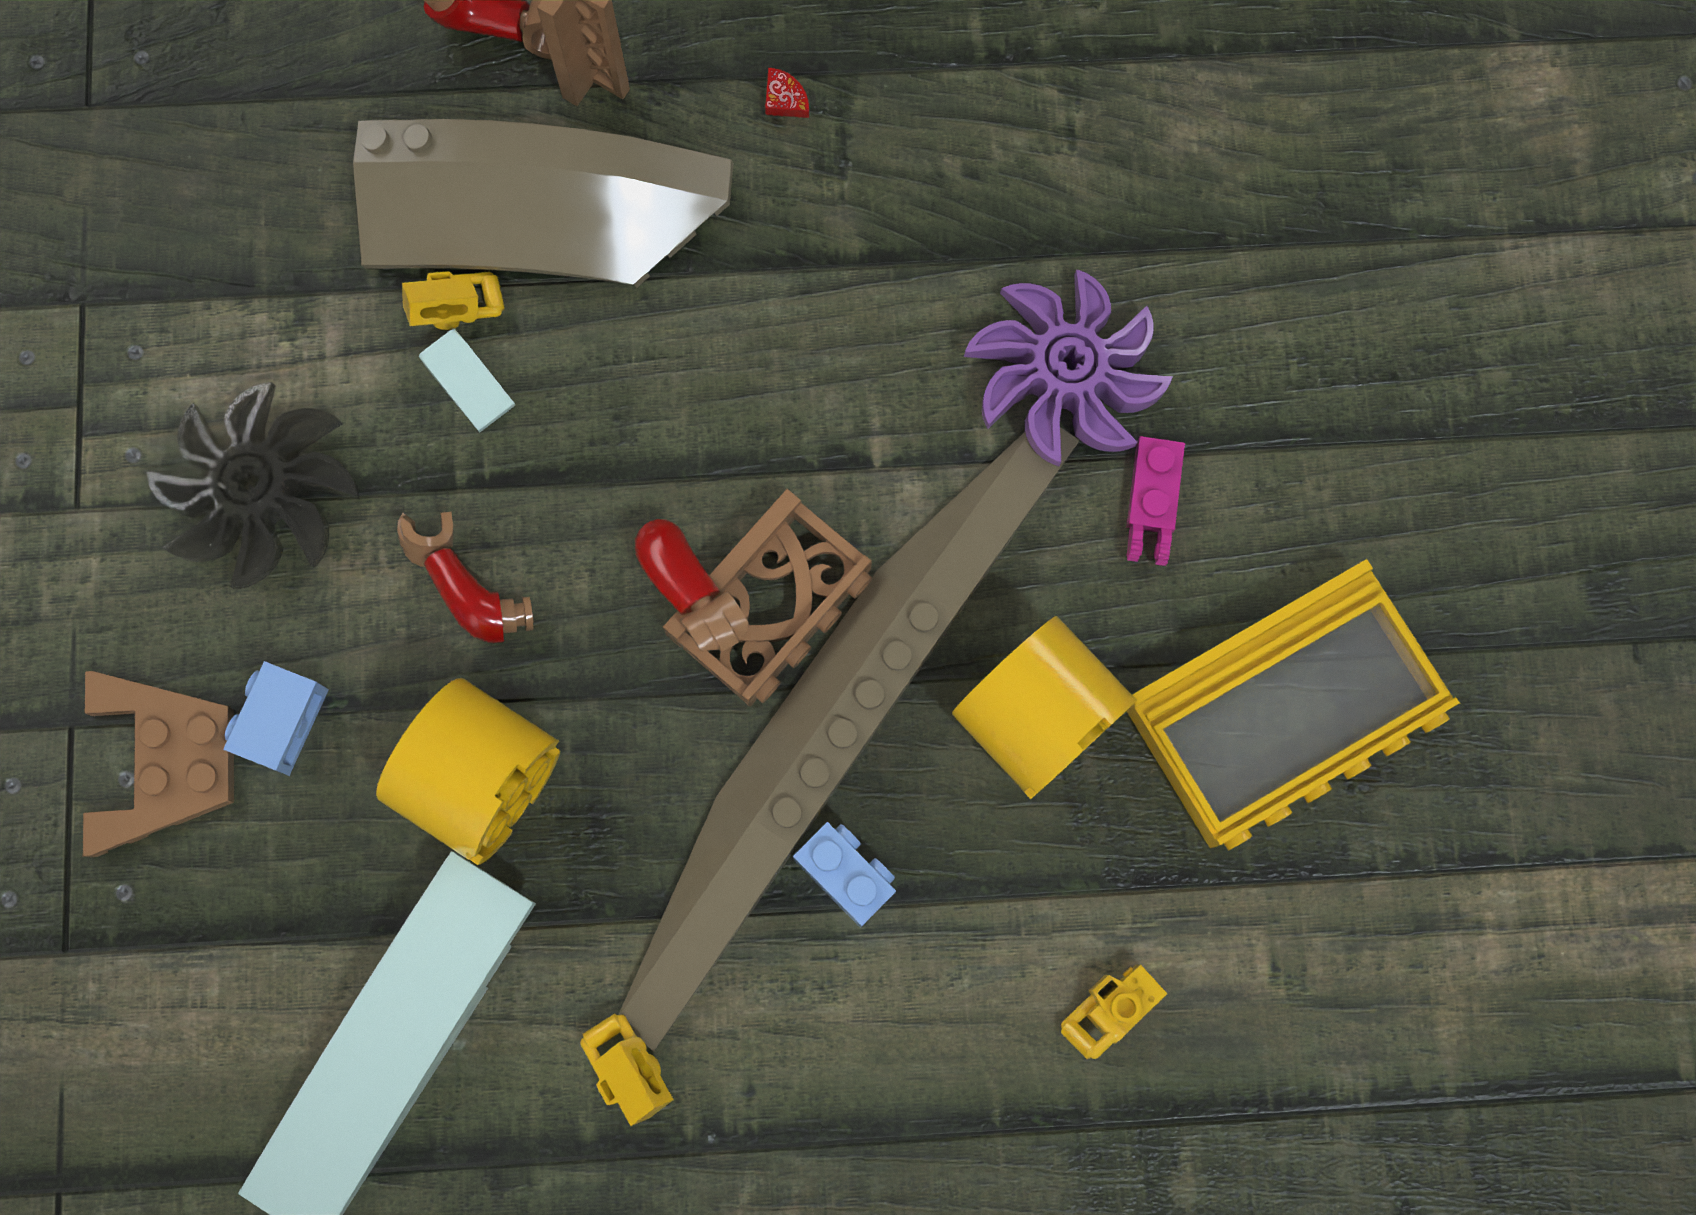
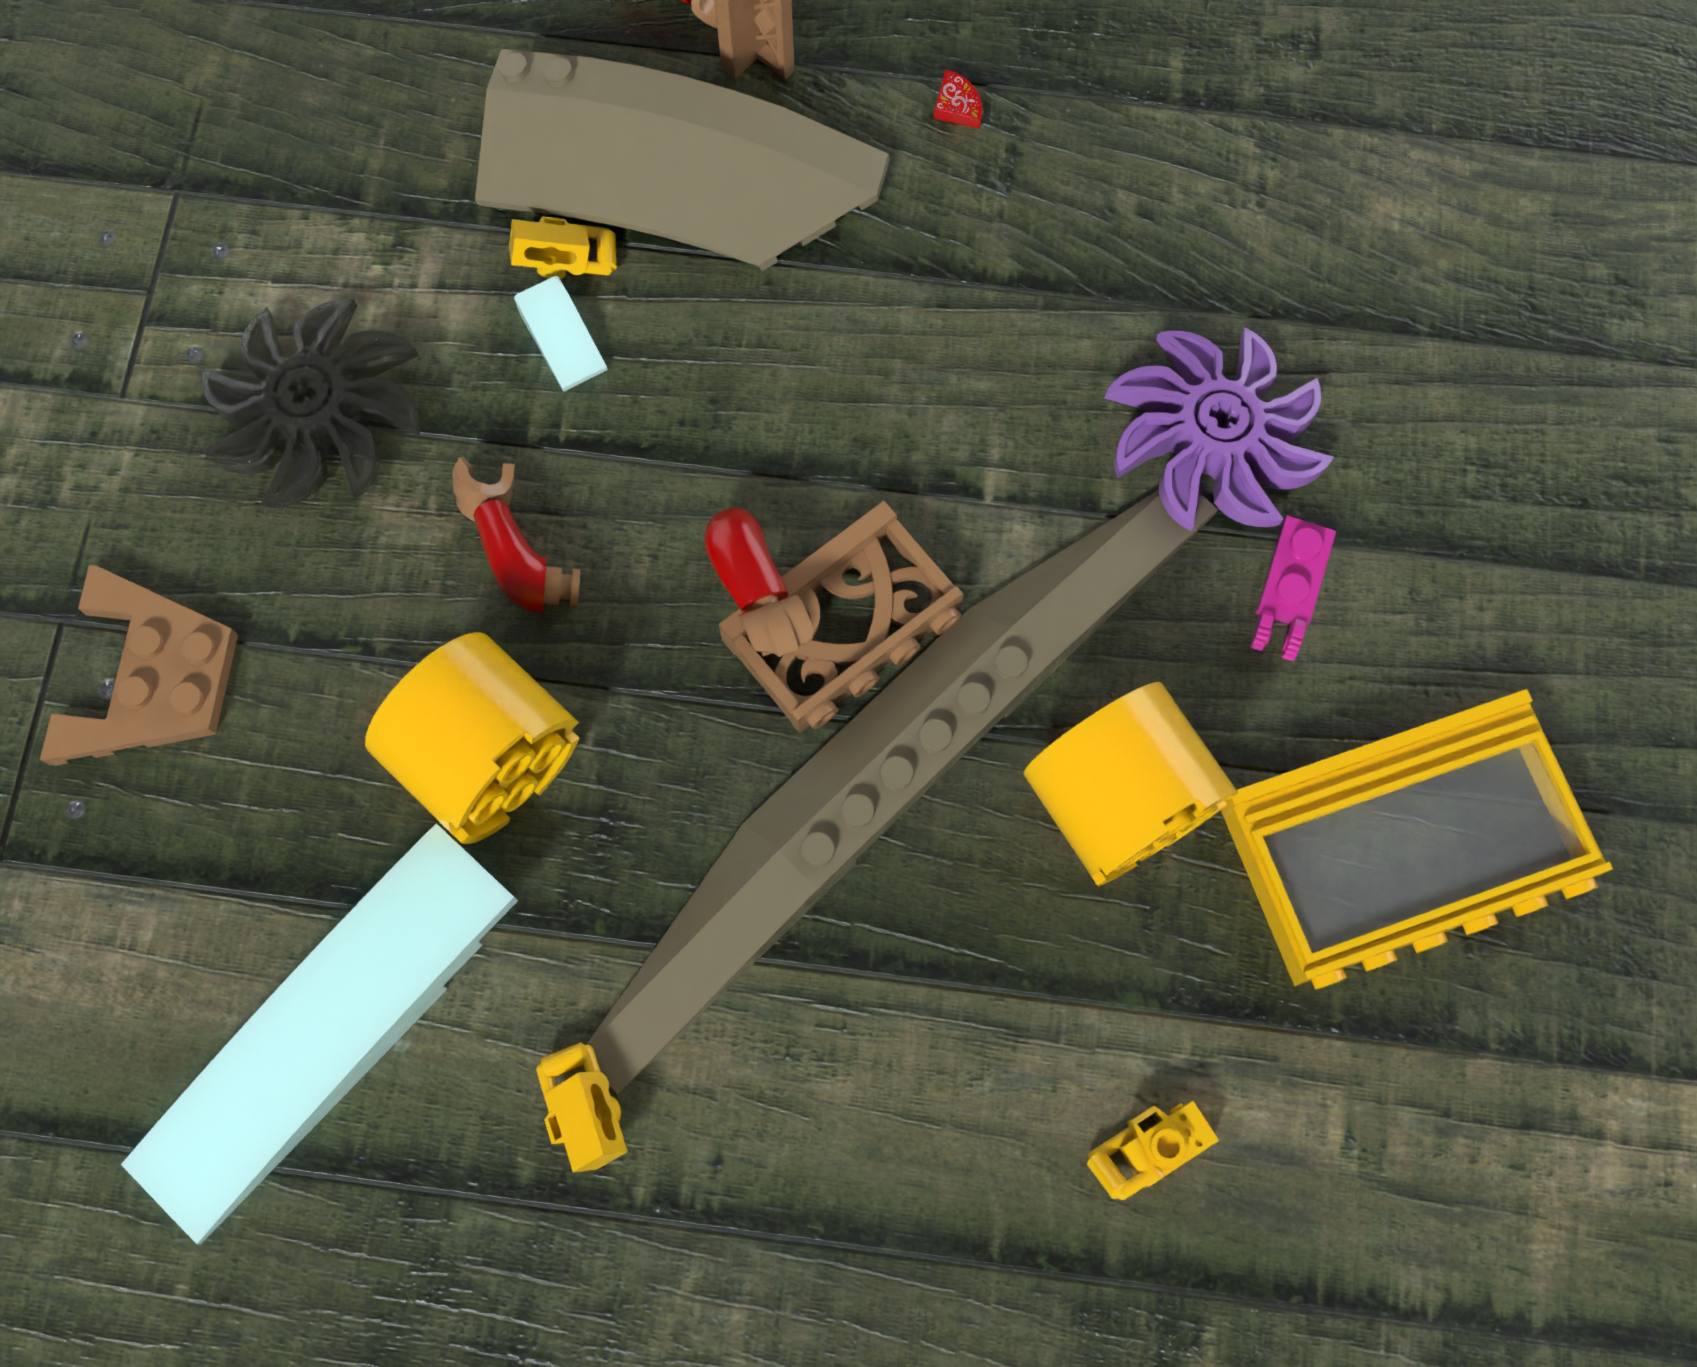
camera: 15 degrees right, 5 degrees down
(275, 718) = (278, 649): light blue brick -> none
(844, 874) = (870, 933): light blue brick -> none

